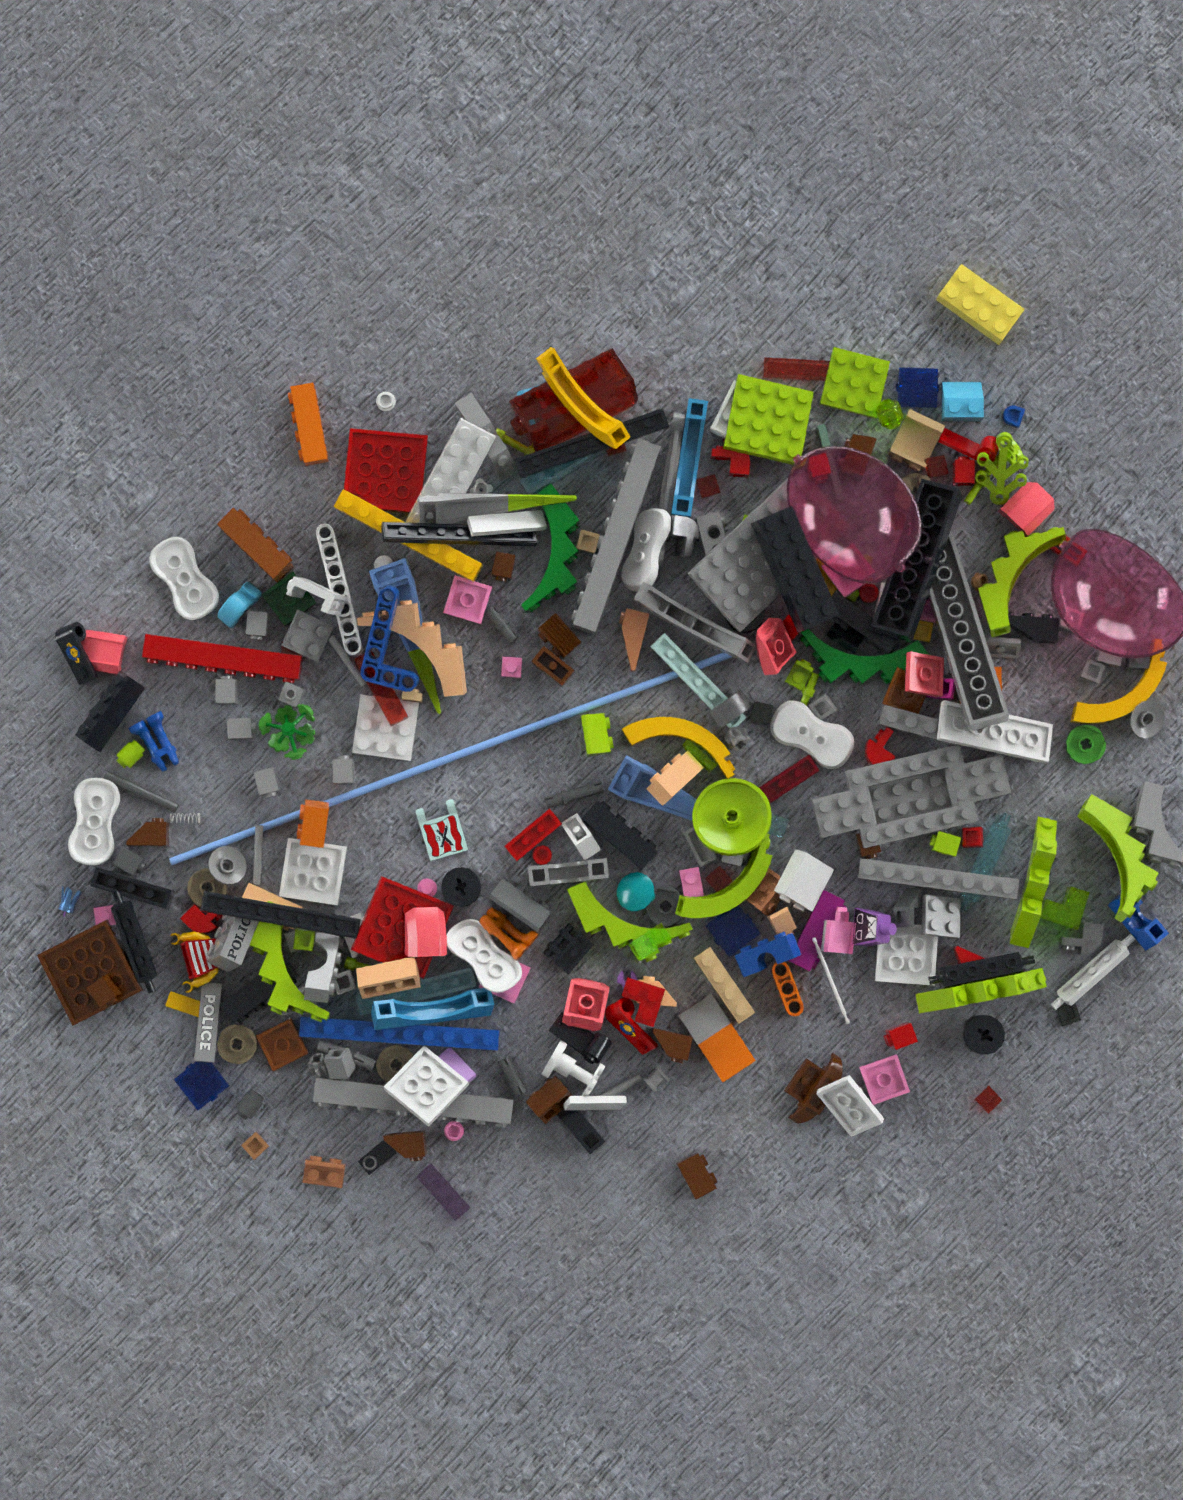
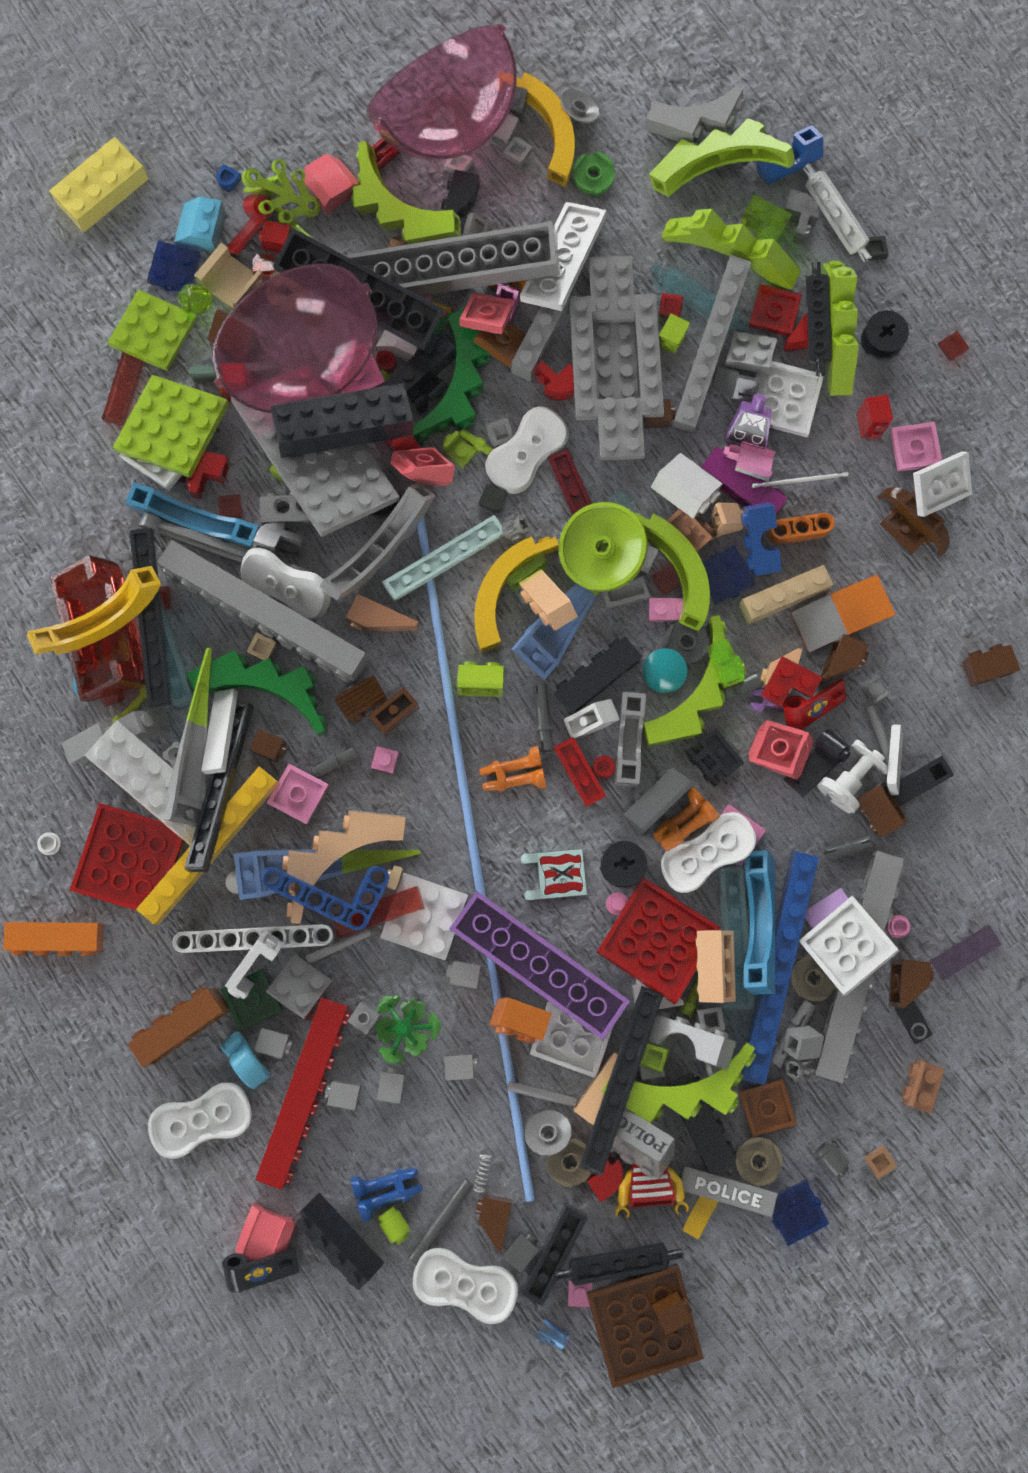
camera: 80 degrees left, 5 degrees down
(361, 830) = (539, 965): none -> medium lavender brick
(425, 932) = (671, 914): coral slope -> none
(522, 766) = (535, 777): none -> orange piece
(730, 708) = (482, 525): flat silver brick -> none
(987, 931) = (775, 310): none -> red plate

